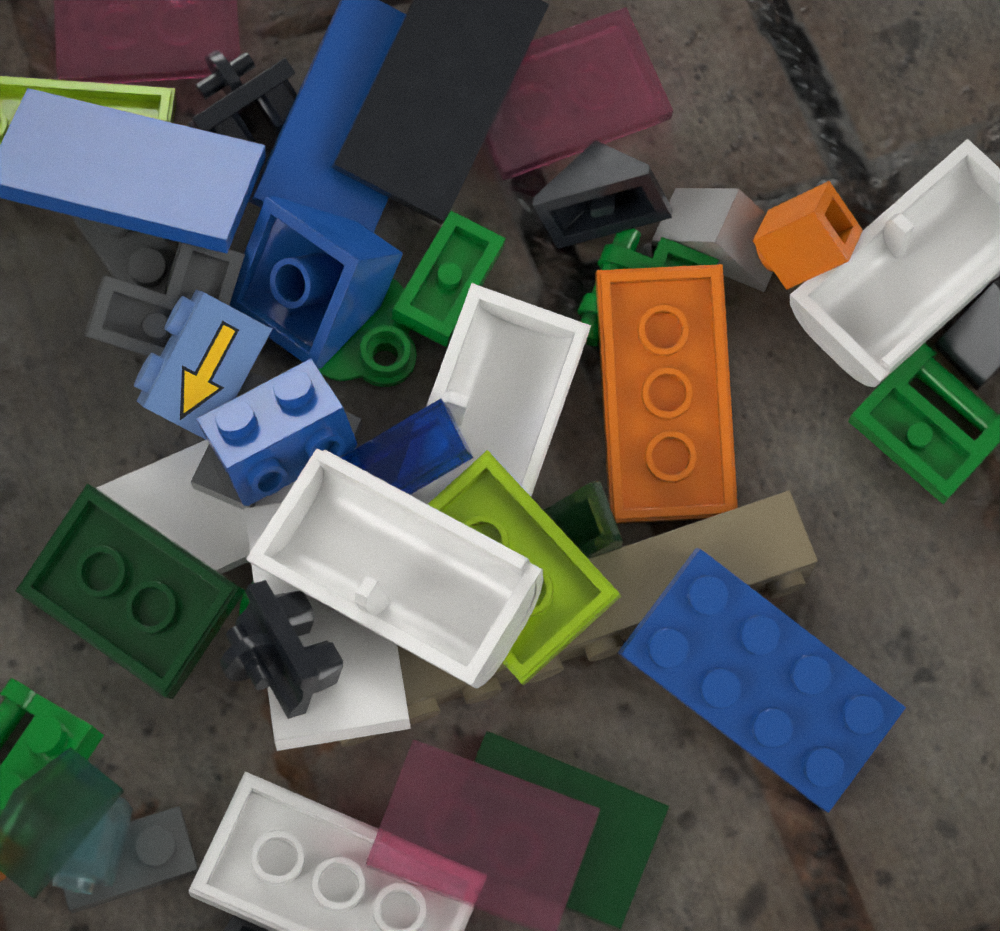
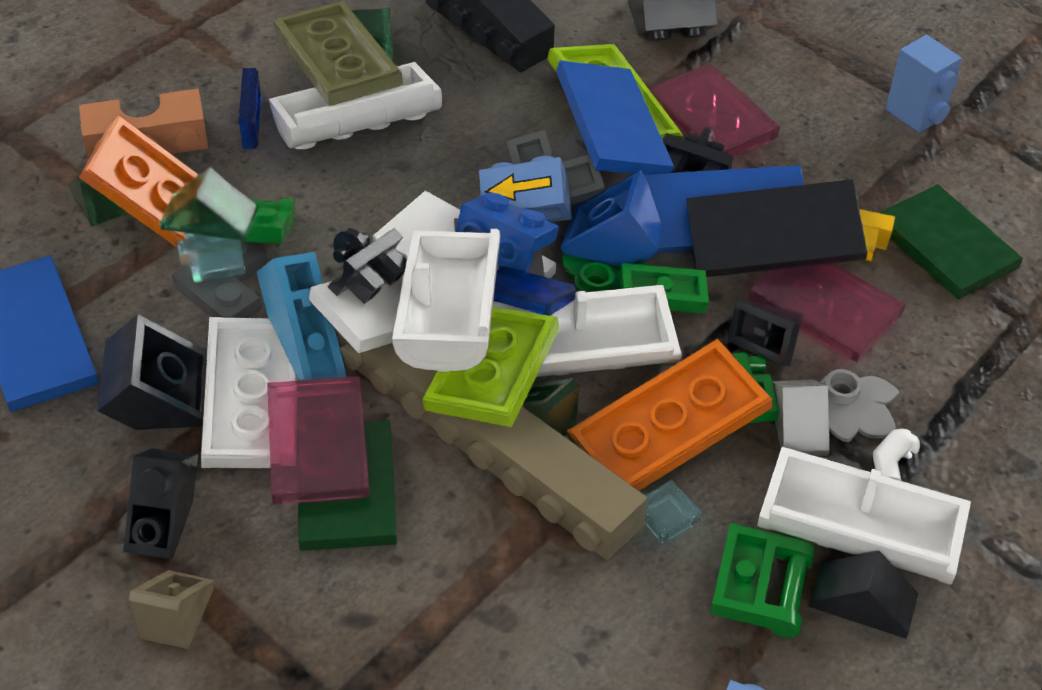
camera: 65 degrees right, 25 degrees down
(130, 591) = (376, 210): dark green tile -> none
(235, 767) = (300, 326): none -> dark azure slope
(749, 157) = (859, 405): none -> light grey plate
(761, 680) = (508, 543): blue plate -> none
(785, 466) = (670, 512): none -> clear light blue tile
(807, 235) = (829, 434): orange brick -> none
(829, 162) = (892, 449): none -> white arm

